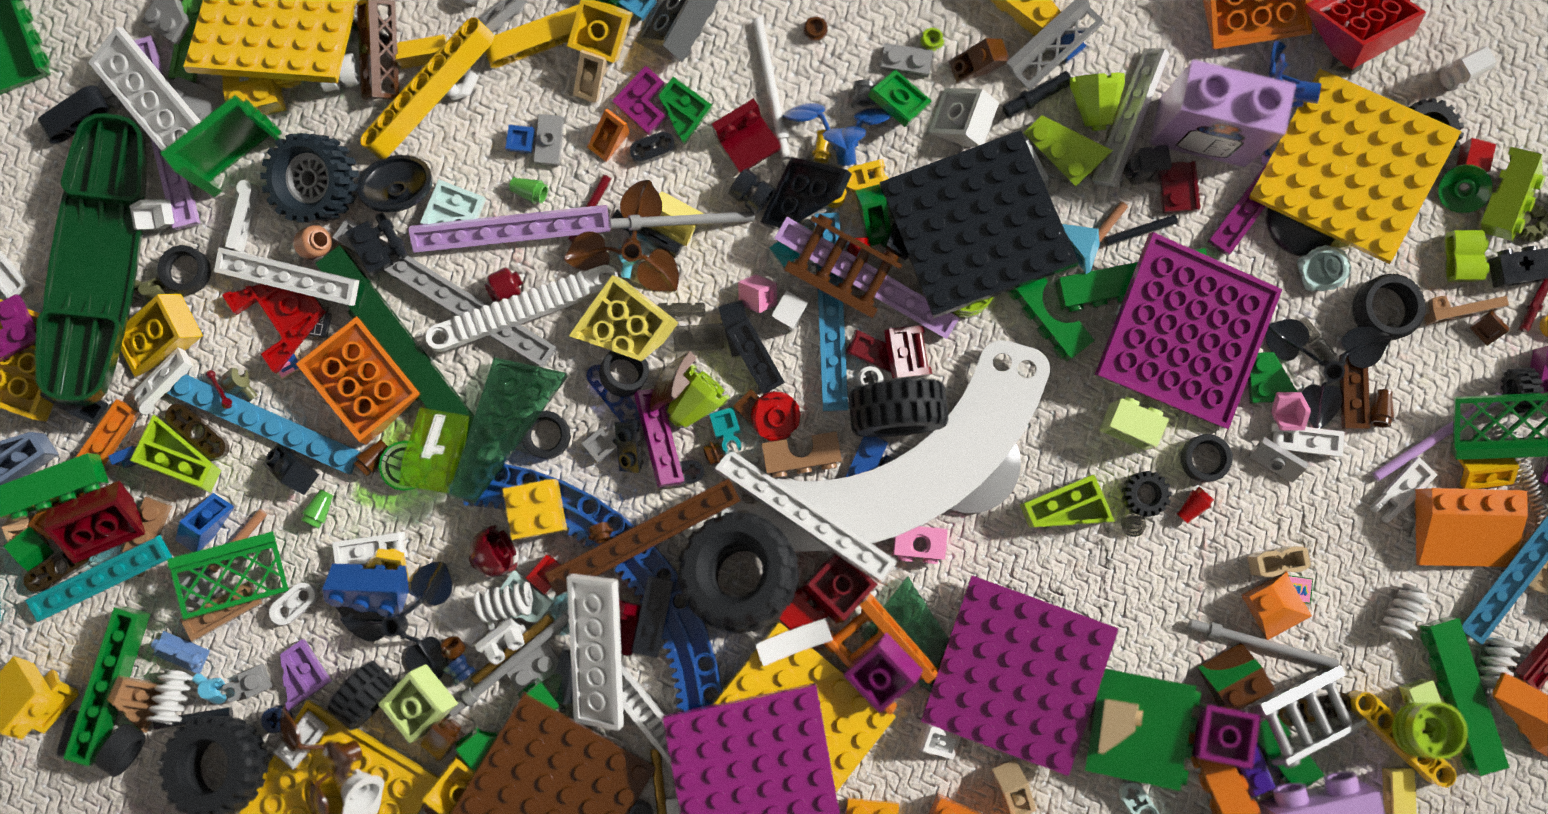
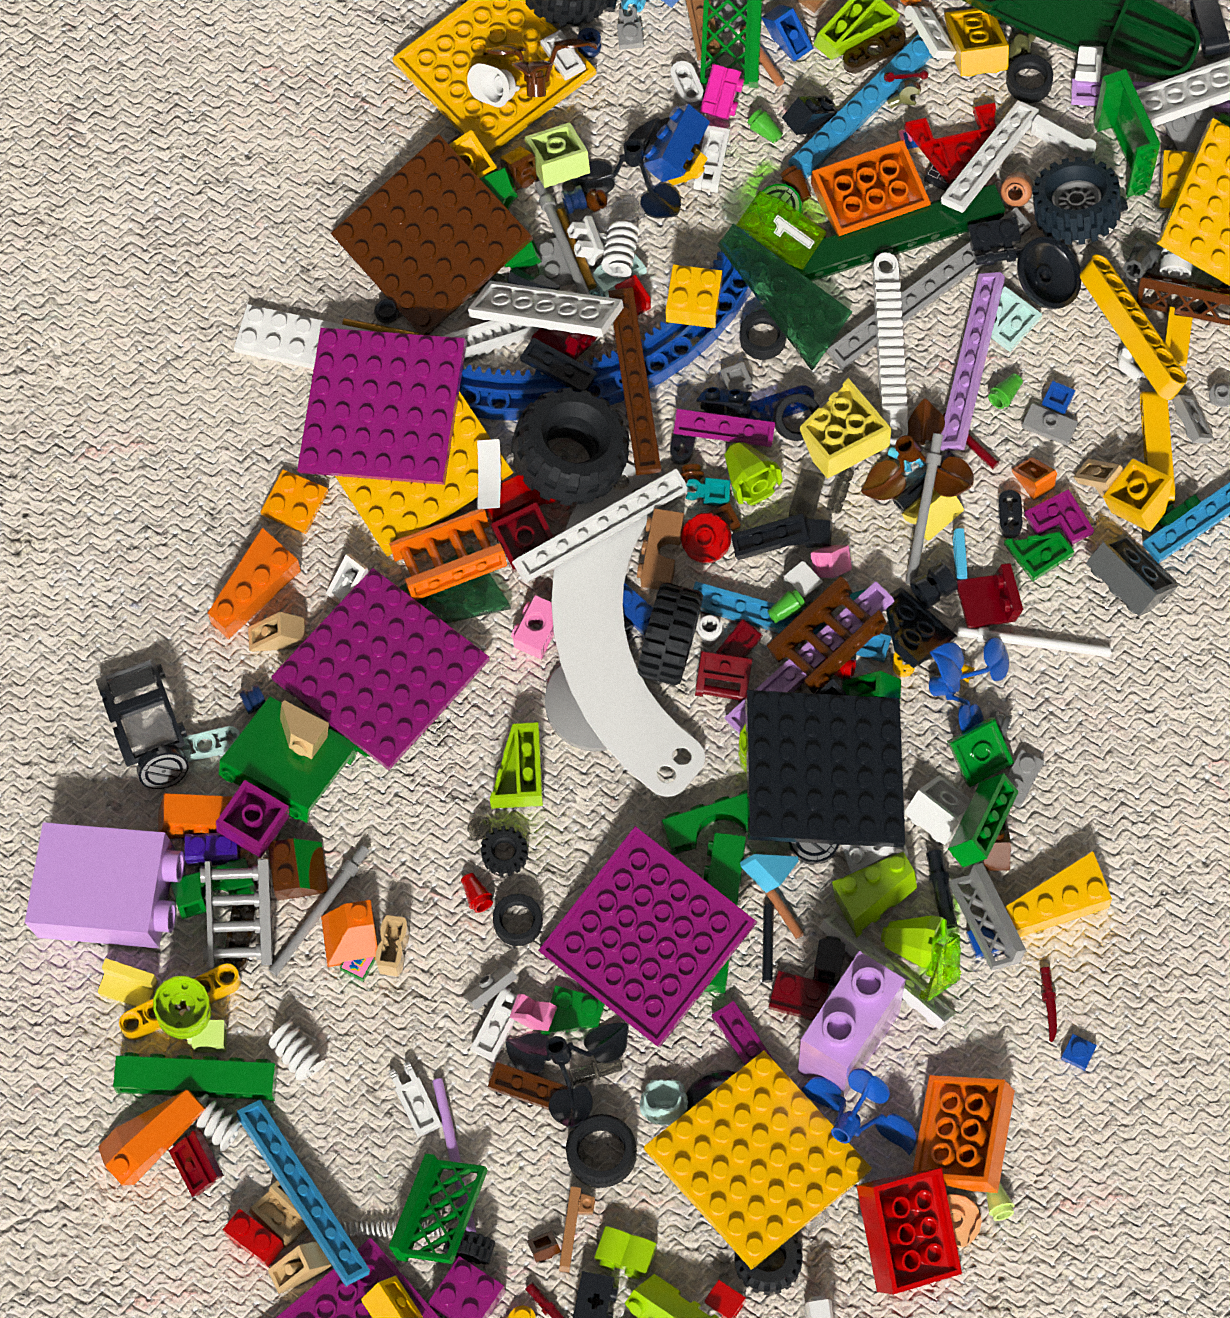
camera: 115 degrees right, 15 degrees down
(295, 563) = (721, 92): none -> dark pink brick
(302, 673) = (621, 73): medium lavender wing -> none
(350, 104) = (1141, 259): none -> dark grey piece
(360, 694) = (583, 108): black tyre -> none
(492, 552) = (666, 251): dark red cylinder -> none
(503, 284) = (918, 339): dark red head -> none
(600, 532) = (652, 345): reddish brown plate -> none
(671, 381) = (768, 446): slope -> none
(713, 177) = (959, 554): none -> medium azure tile
(815, 28) = (1081, 702): reddish brown plate -> none
(822, 315) = (787, 606): none -> bright green cone
(860, 175) = (913, 690): yellow plate -> none
(883, 673) = (430, 540): magenta brick -> none
(933, 33) = (1036, 802): lime plate -> none
(974, 68) = (983, 820): none -> green brick
(1087, 787) = (252, 698): none -> dark blue wheel
(1116, 62) = (944, 966): none -> clear neon green wing
(1134, 423) = (576, 854): yellowish green brick -> none
(1382, 409) = (501, 1108): reddish brown cone -> none
(1465, 200) = (696, 1276): green dish -> none
(1469, 526) = (356, 1143): orange slope -> none
(1488, 472) = (398, 1186): yellow panel -> none

